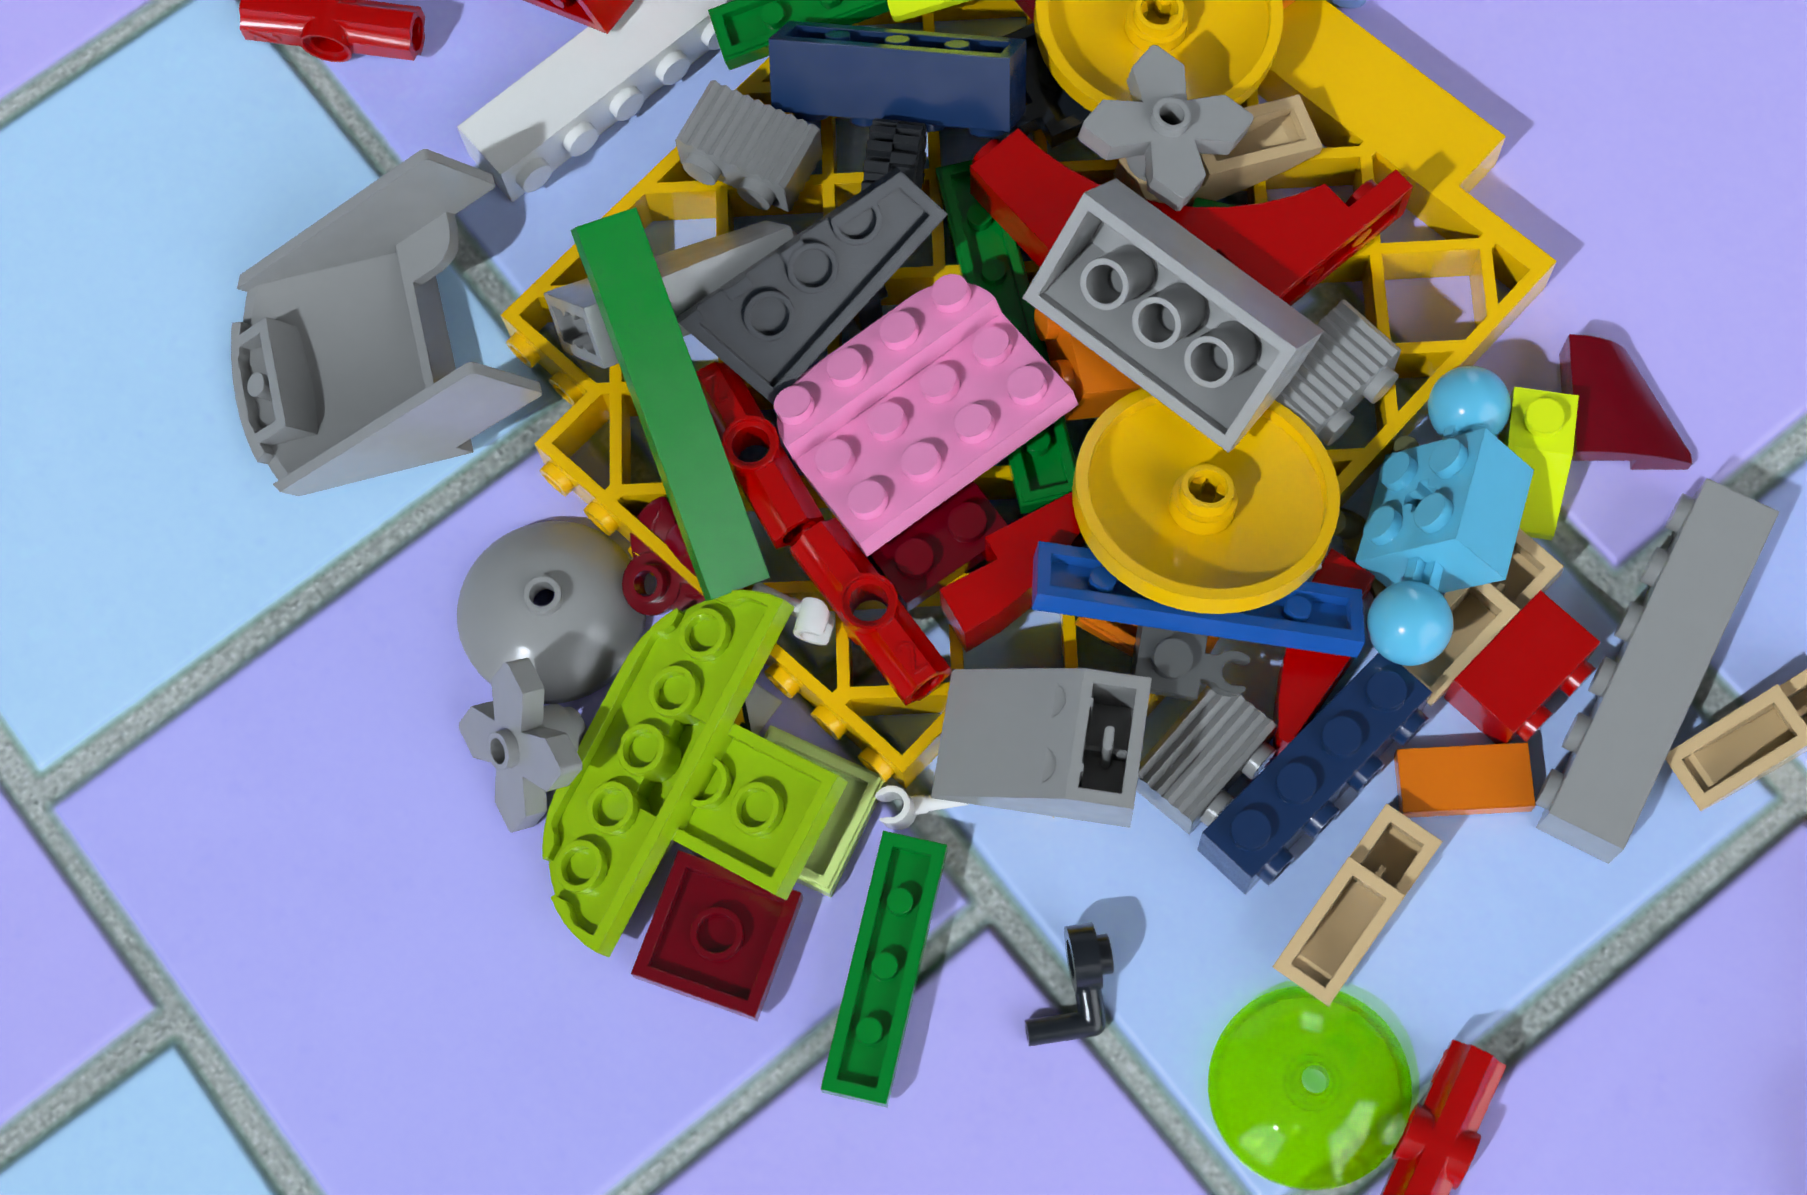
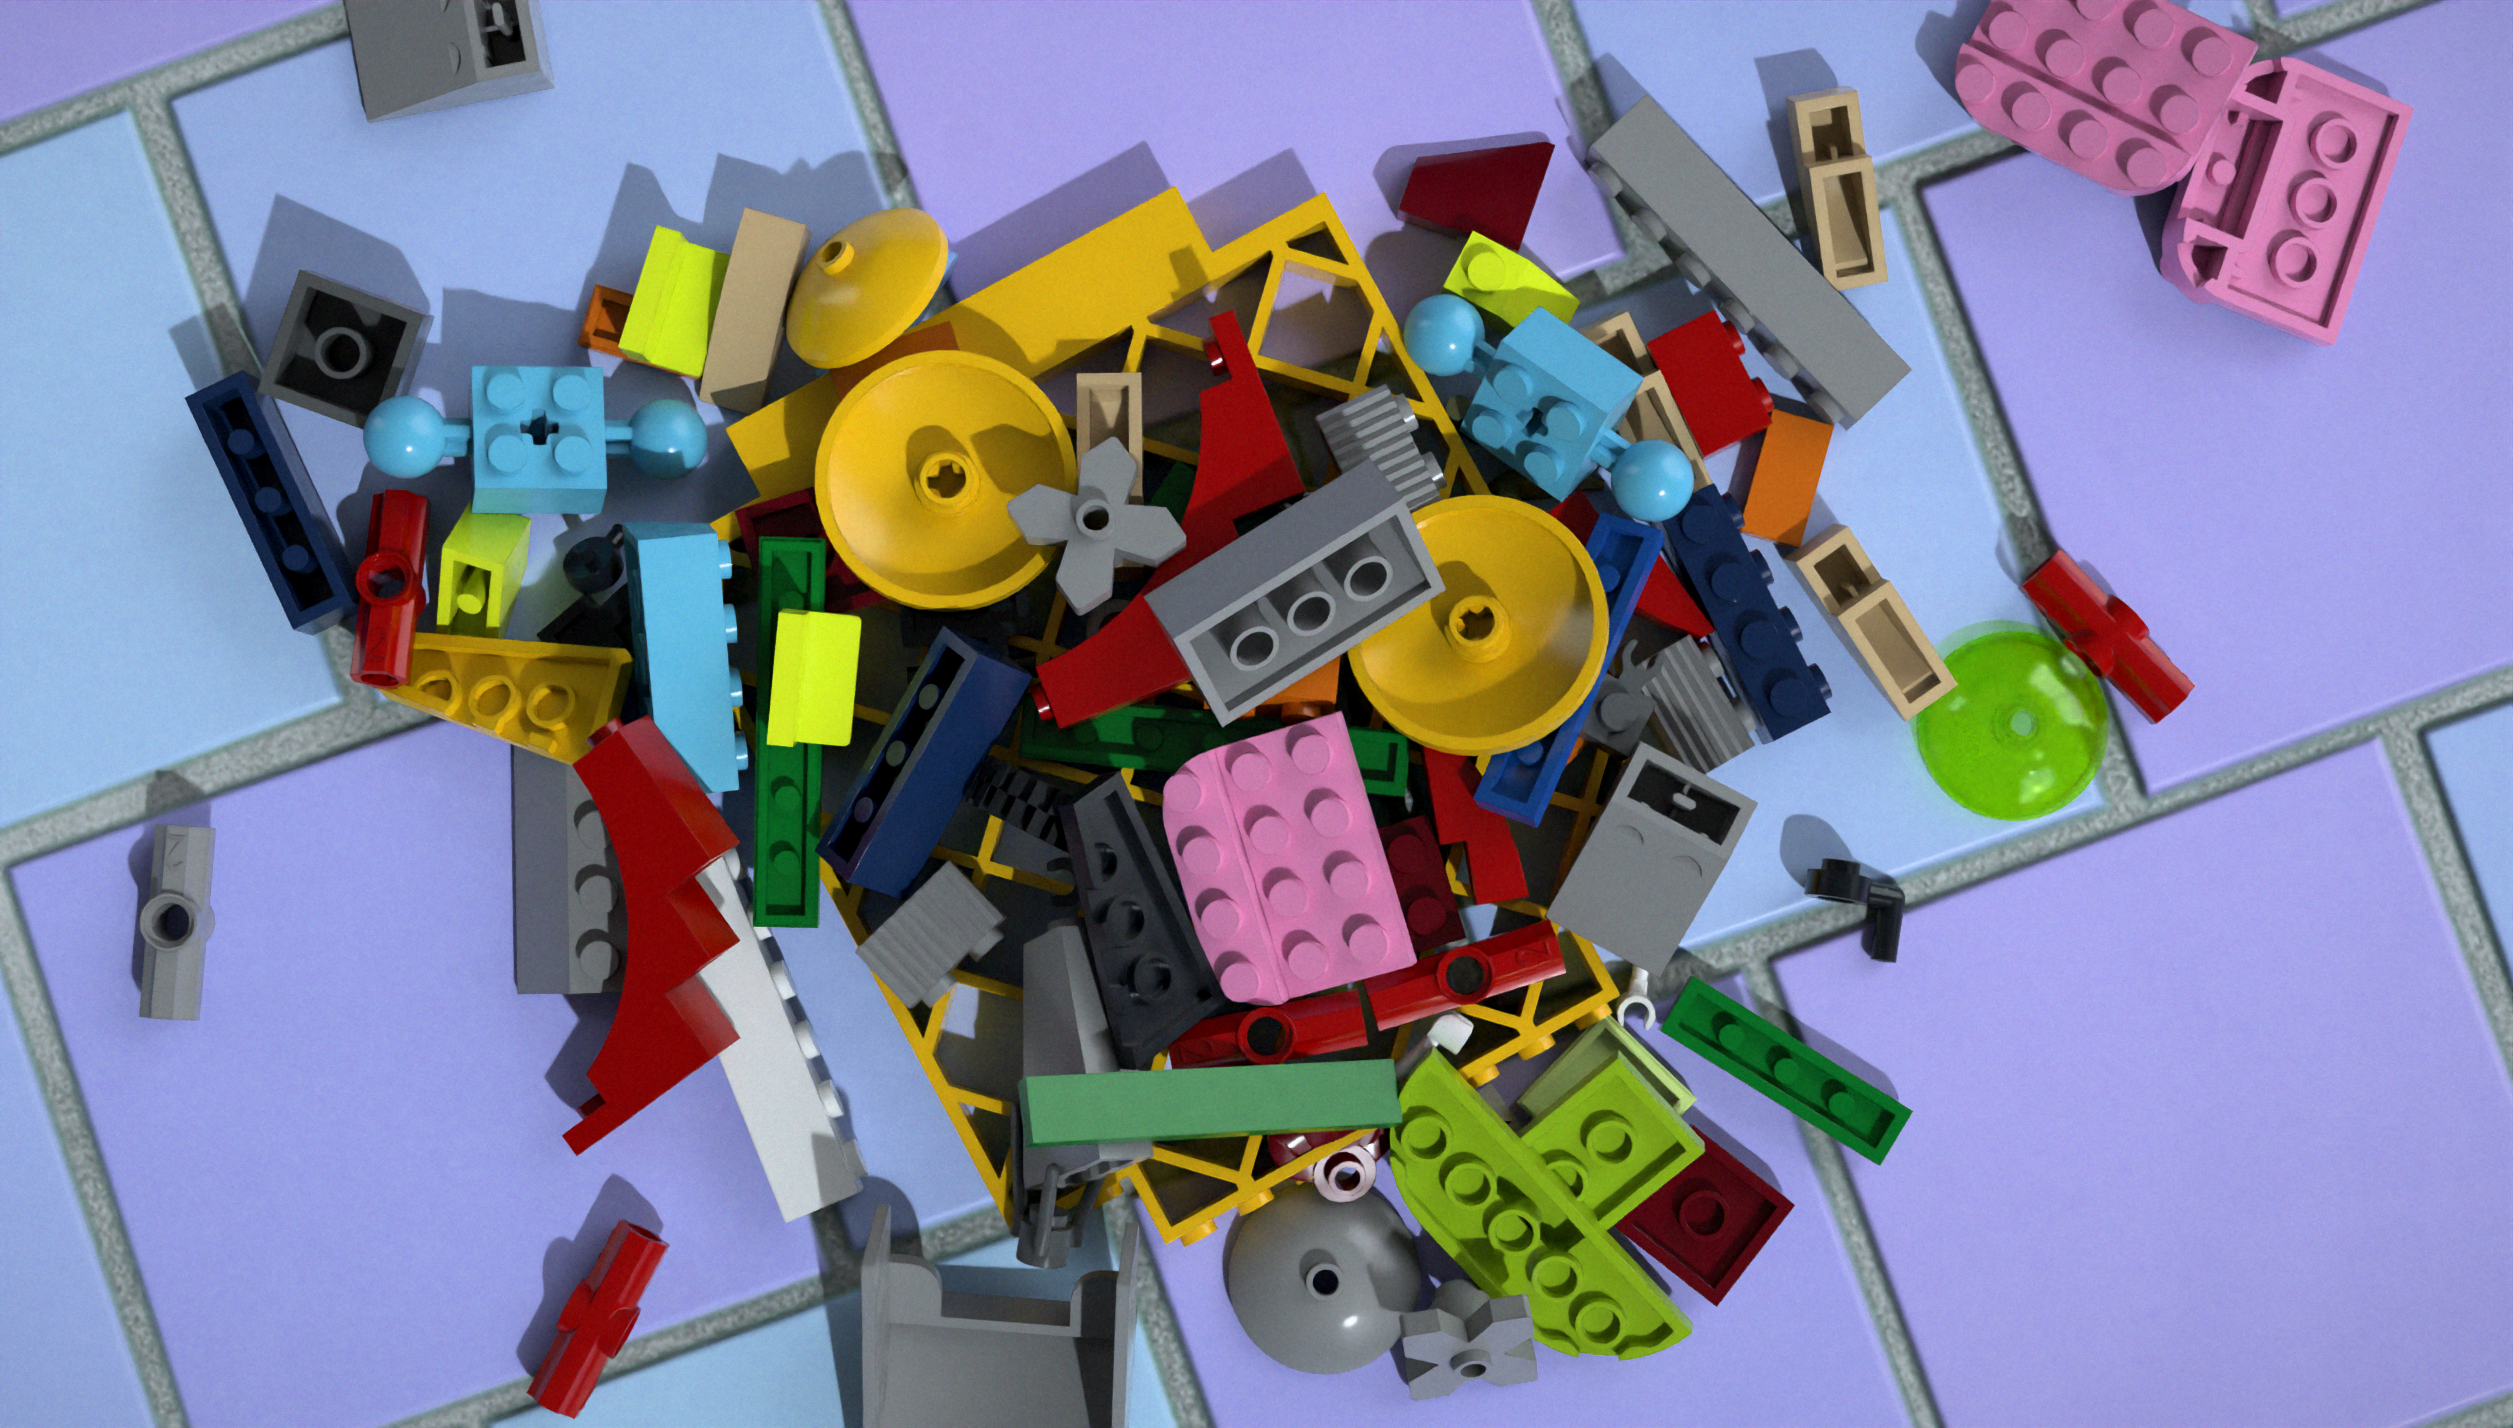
camera: 80 degrees left, 15 degrees up
(514, 327) = (1044, 1230): none -> dark grey plant

